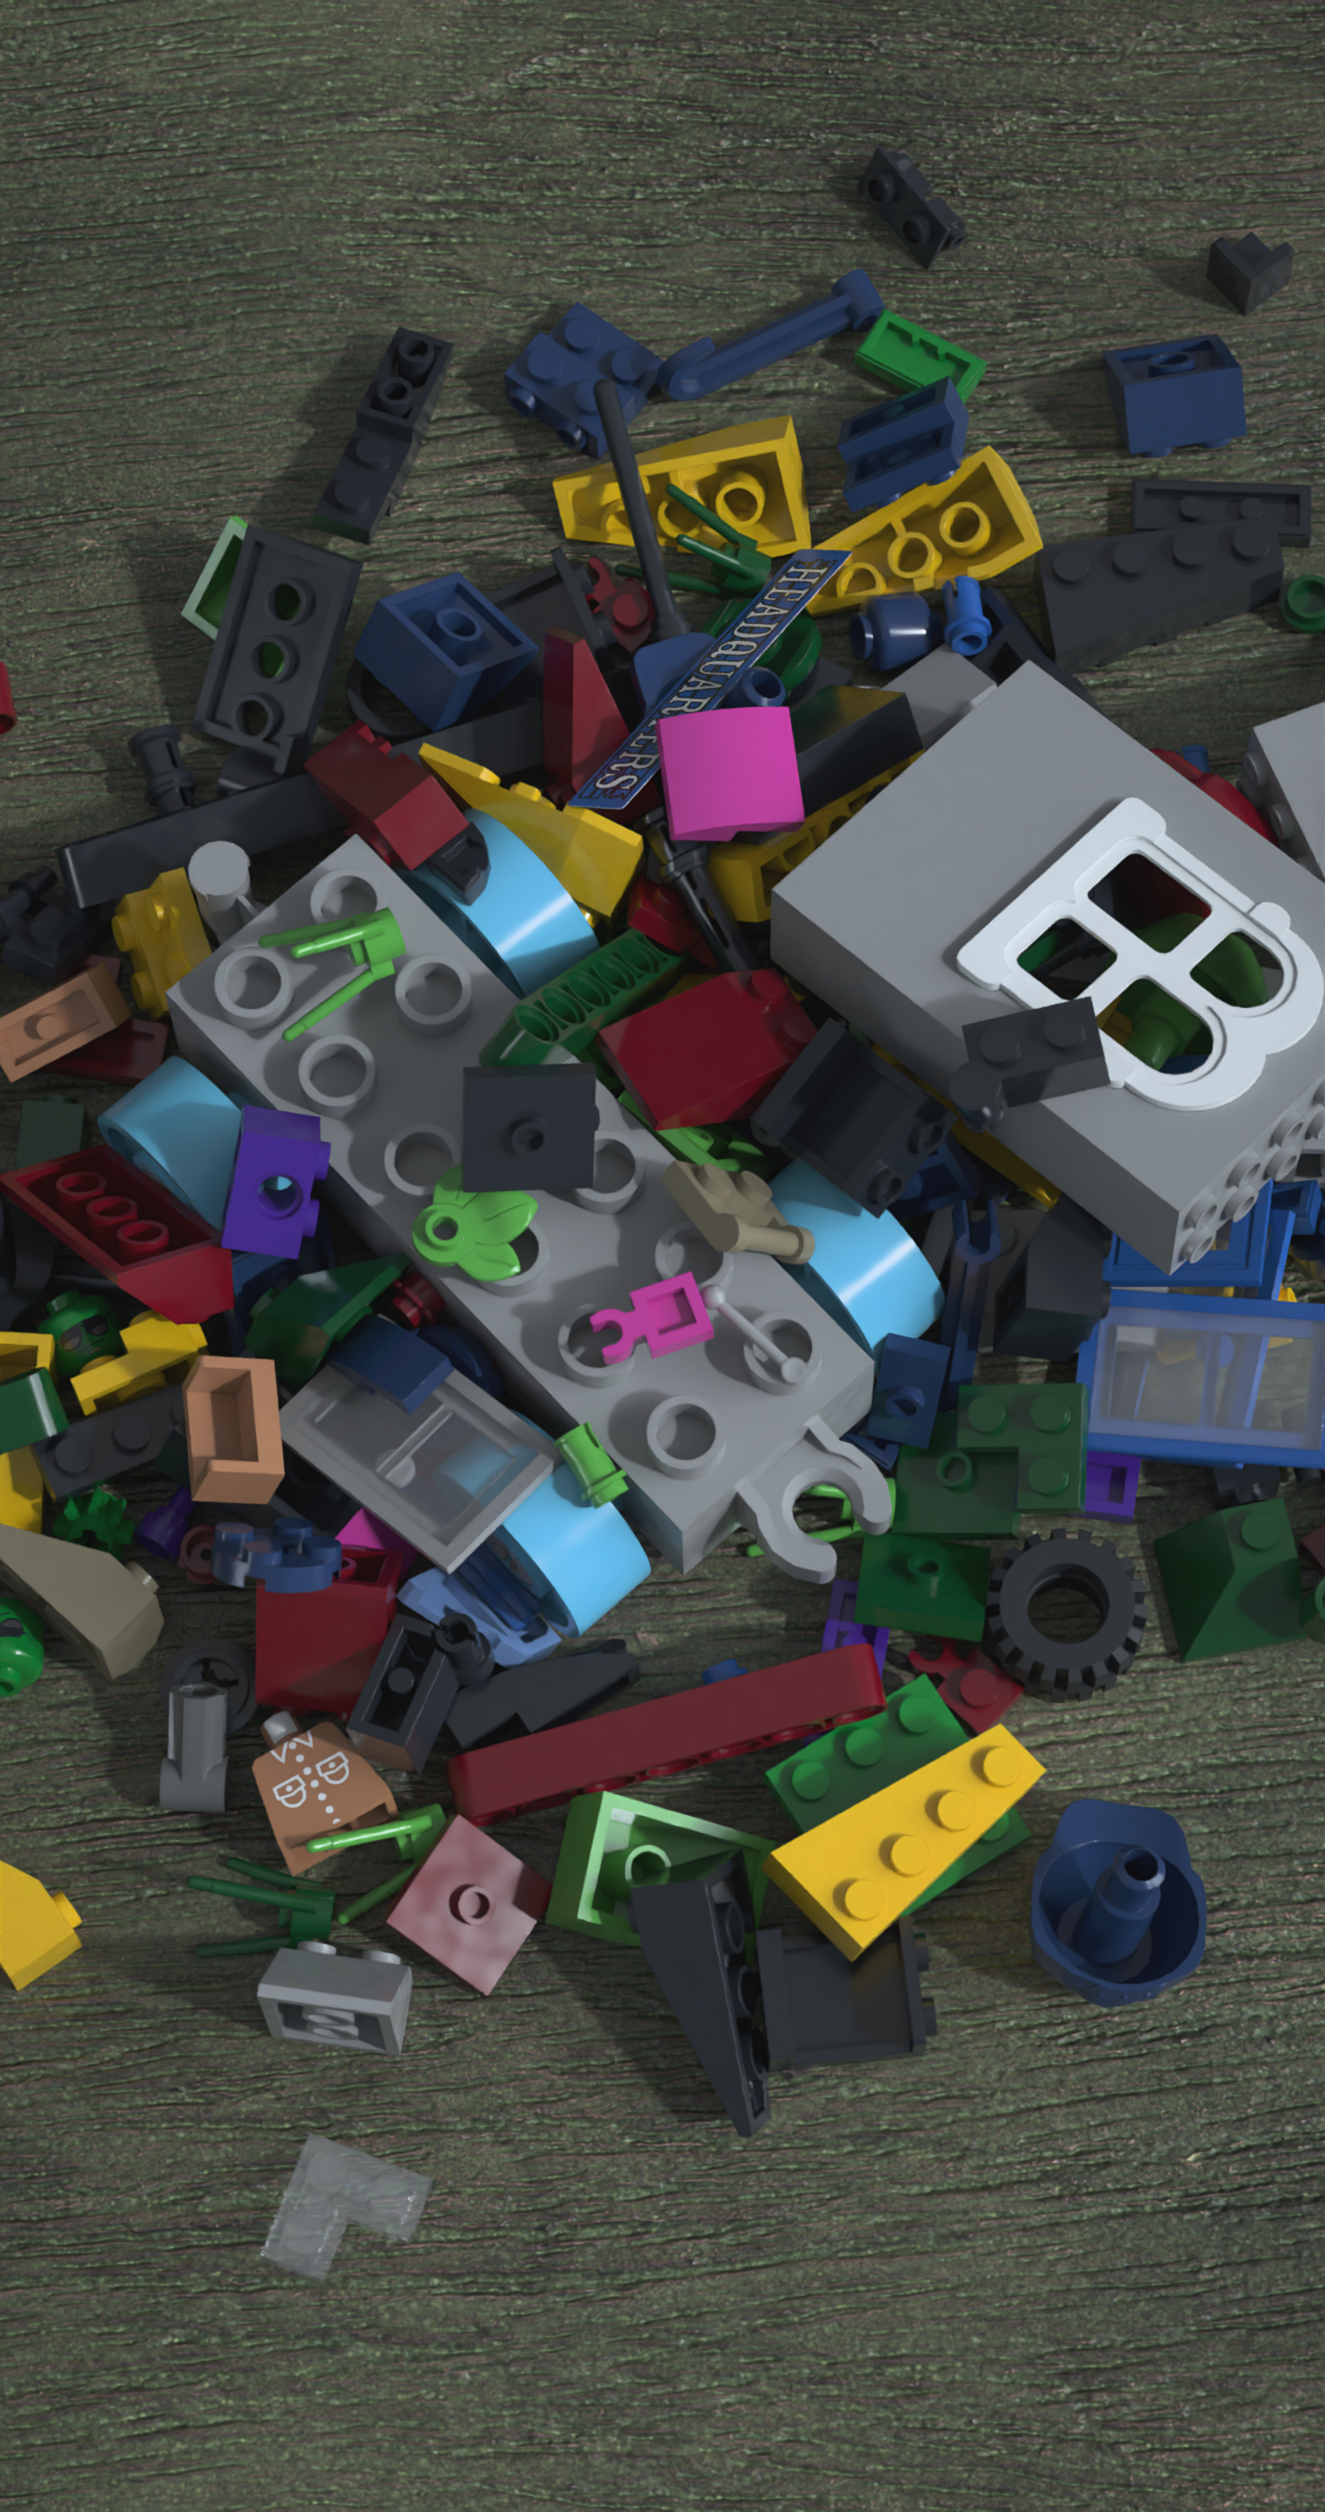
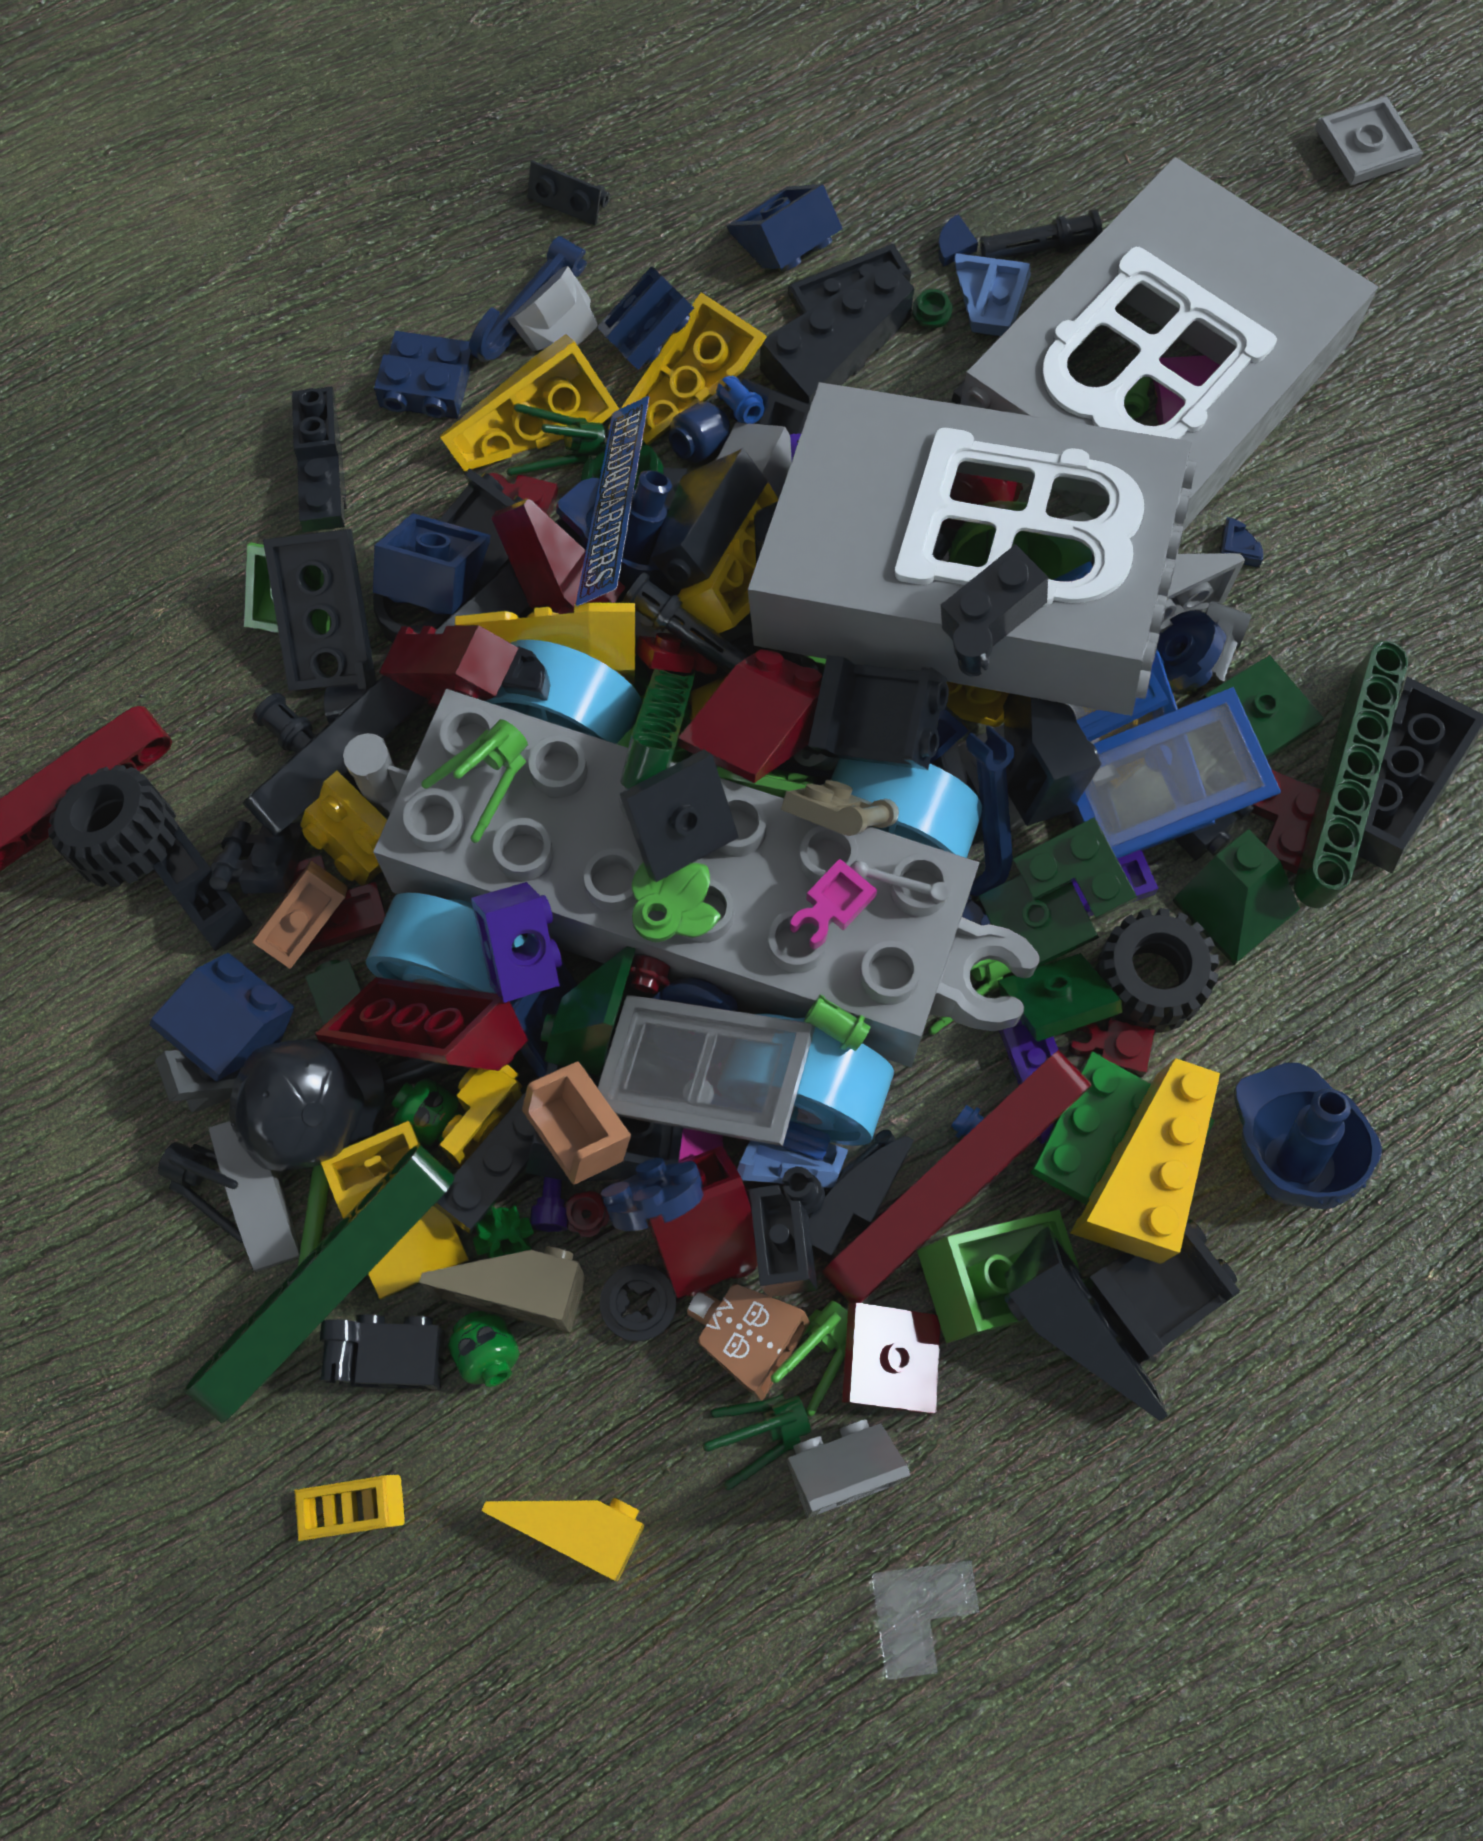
camera: 30 degrees left, 0 degrees up
(195, 1767) = (657, 1357): dark grey piece -> none
(390, 1362) = (658, 1022): dark blue slope -> none
(667, 620) = (556, 486): black piece -> none
(729, 773) = (669, 538): dark pink slope -> none
(800, 376) = (555, 310): none -> light grey slope
(908, 1390) = (993, 877): dark blue plate -> none
(916, 357) = (616, 272): green plate -> none
(1249, 270) = (786, 144): black panel -> none

